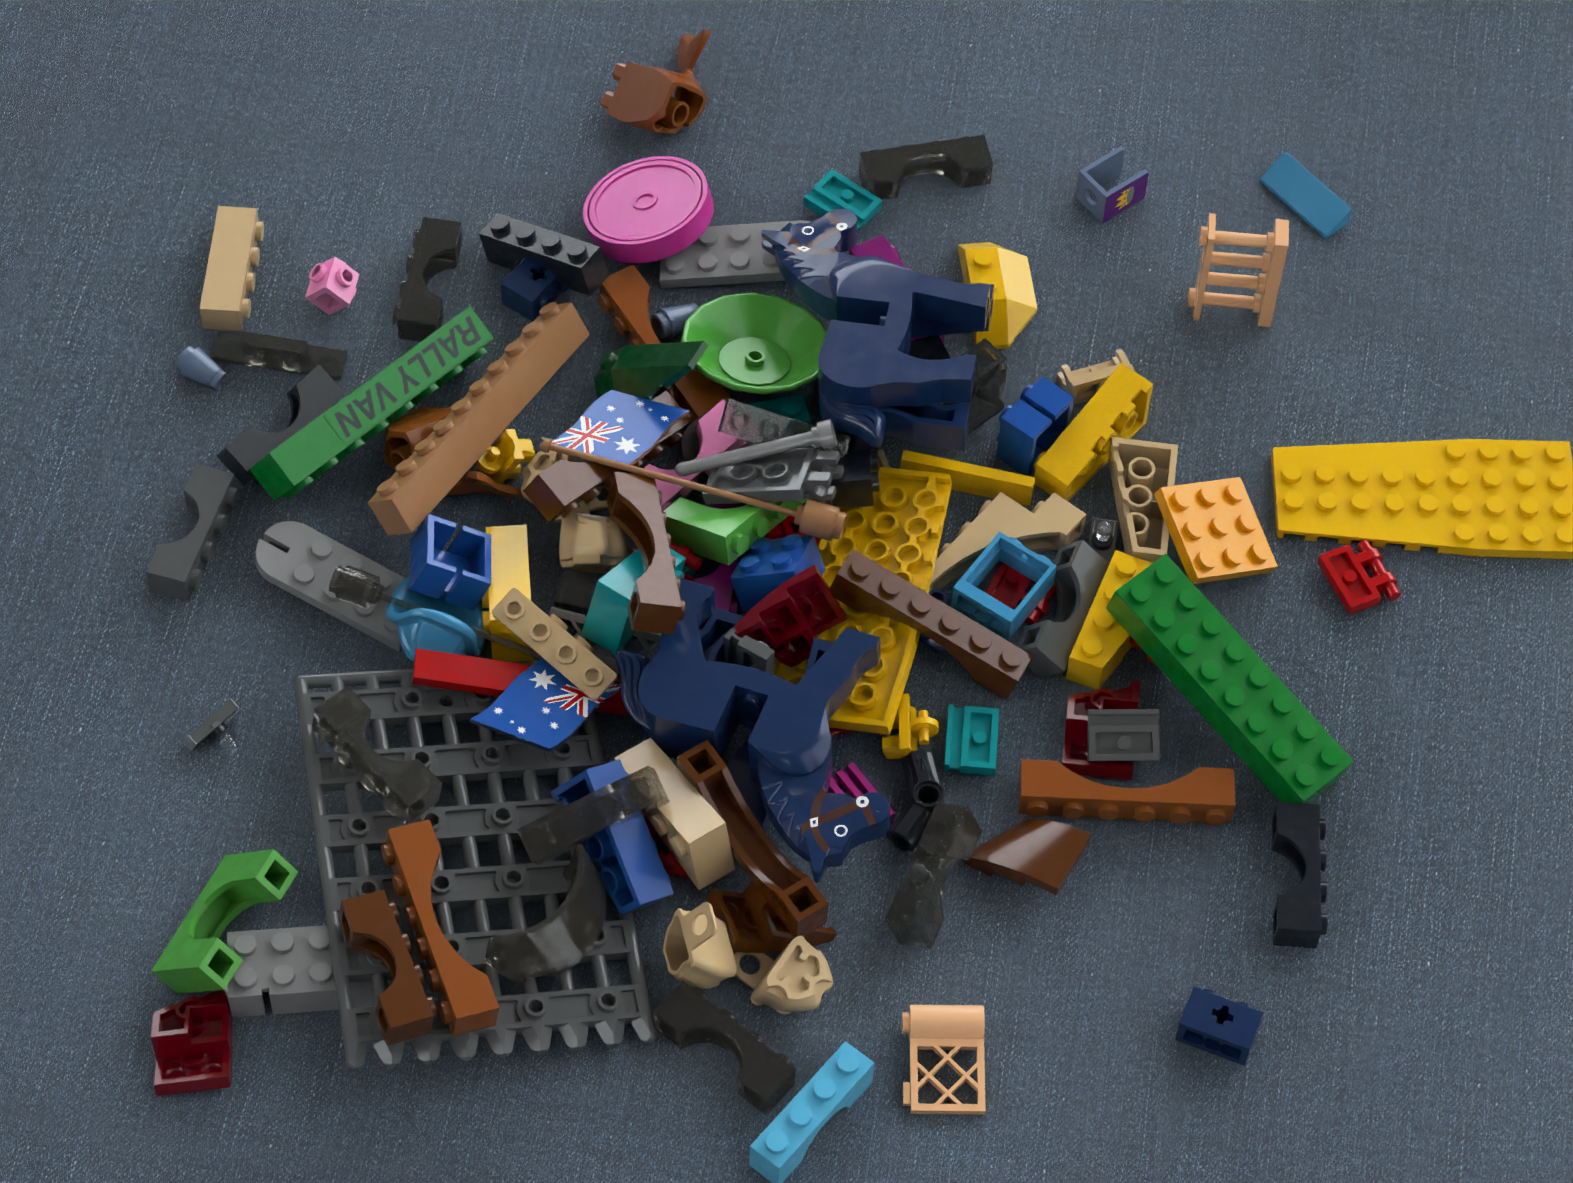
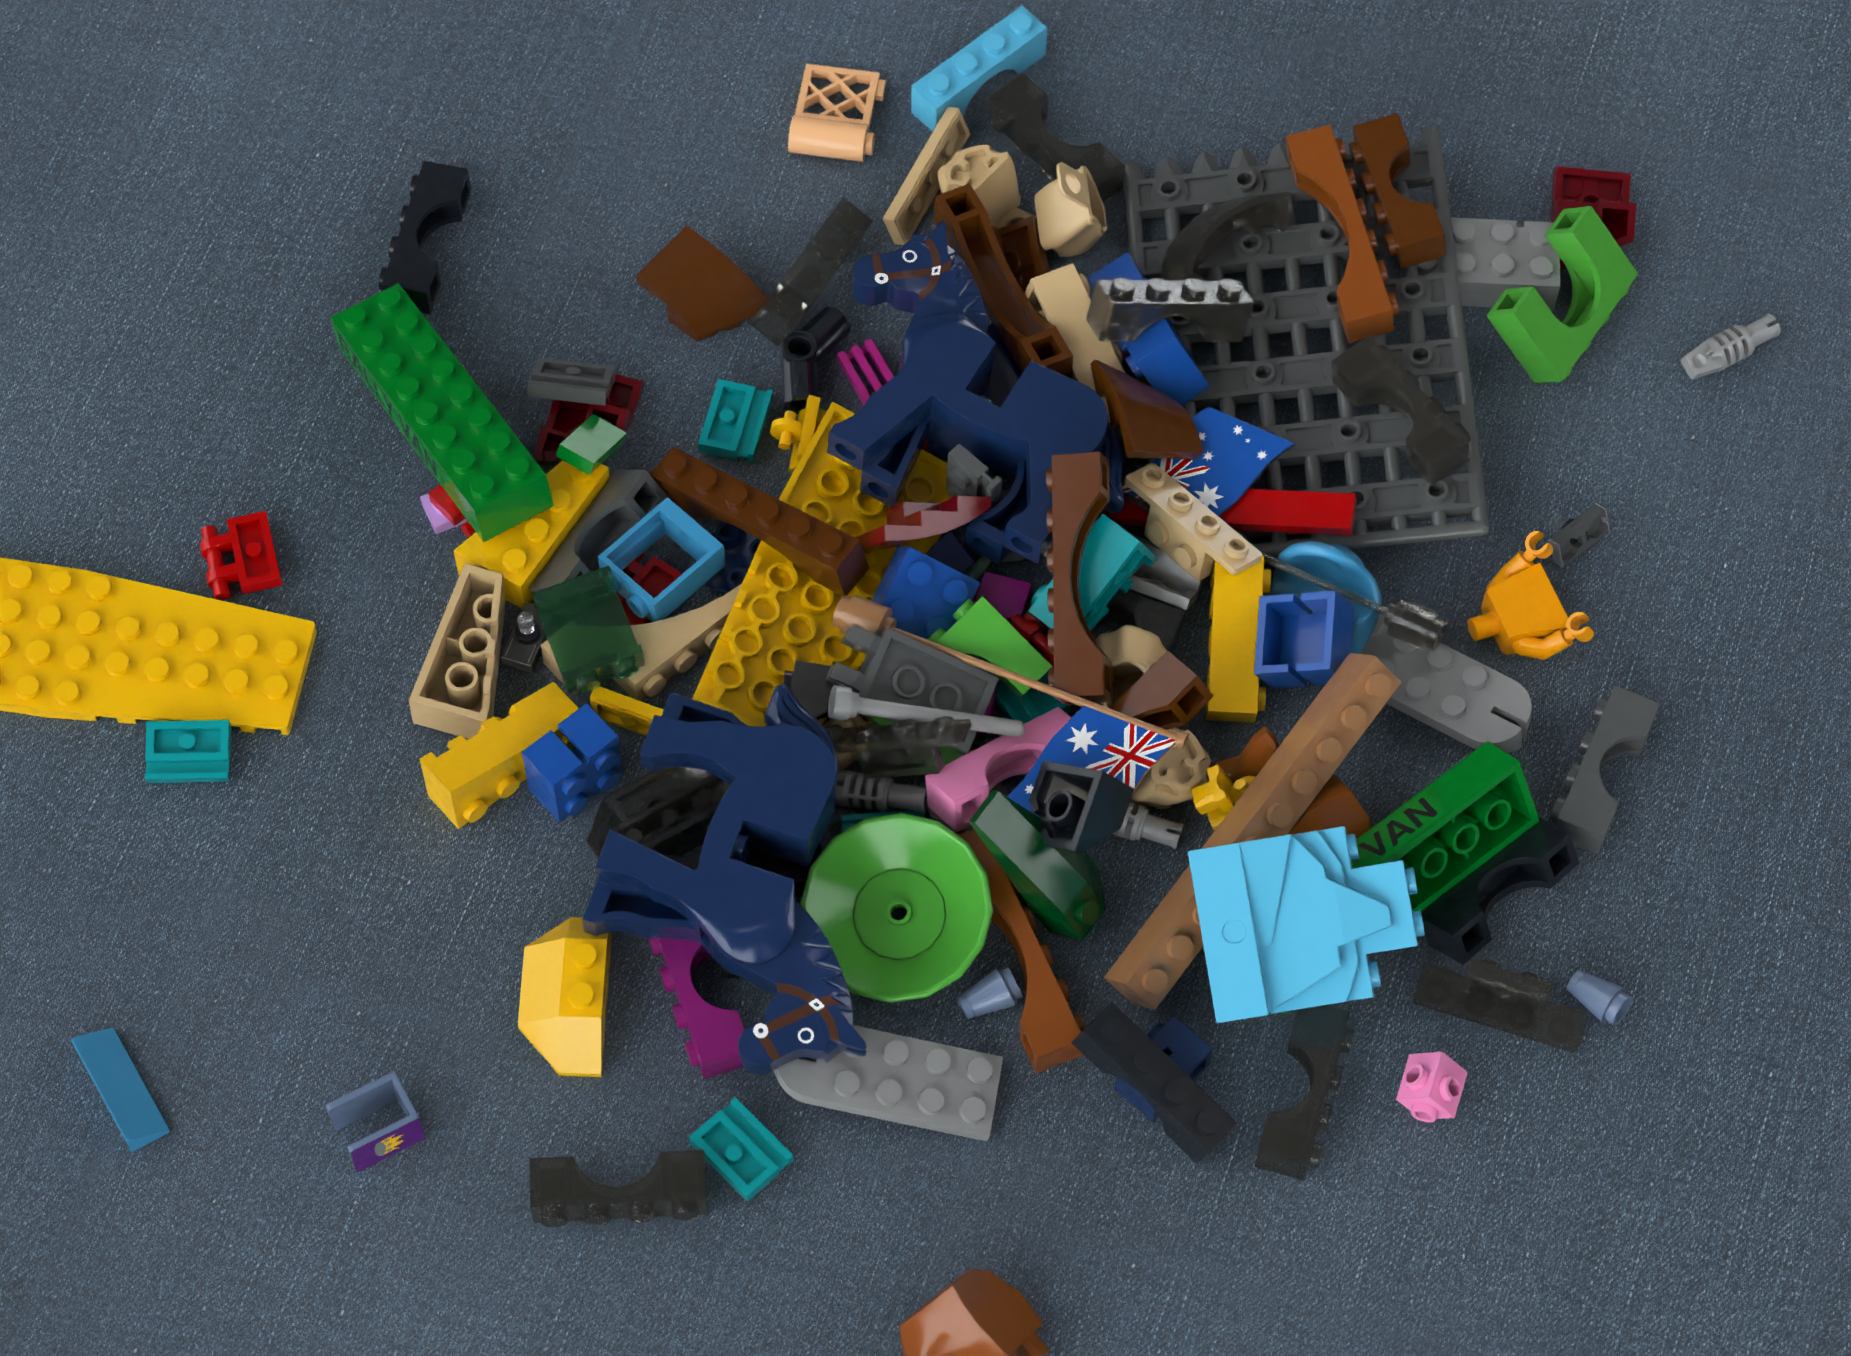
camera: 170 degrees left, 5 degrees up
(55, 926) = (1729, 347): none -> light grey hinge
(230, 268) = (1564, 1139): tan brick -> none
(257, 645) = (1525, 610): none -> light orange torso
(447, 327) = (1296, 922): none -> medium azure panel
(604, 723) = (1149, 419): none -> reddish brown slope
(622, 387) = (1078, 805): none -> black slope
(648, 209) = (1006, 1142): brick -> none
(843, 994) = (922, 181): none -> tan tile
(1045, 509) = (588, 630): none -> clear green panel
(1052, 789) = (507, 327): dark orange arch -> none
(1086, 381) = (475, 849): tan hinge -> none
(1088, 667) = (591, 444): none -> tile
(1201, 1028) = (553, 104): dark blue brick -> none
(1215, 530) = (394, 604): light orange plate -> none
(1266, 283) = (259, 903): light nougat fence -> none
(1343, 421) = (188, 751): none -> teal plate

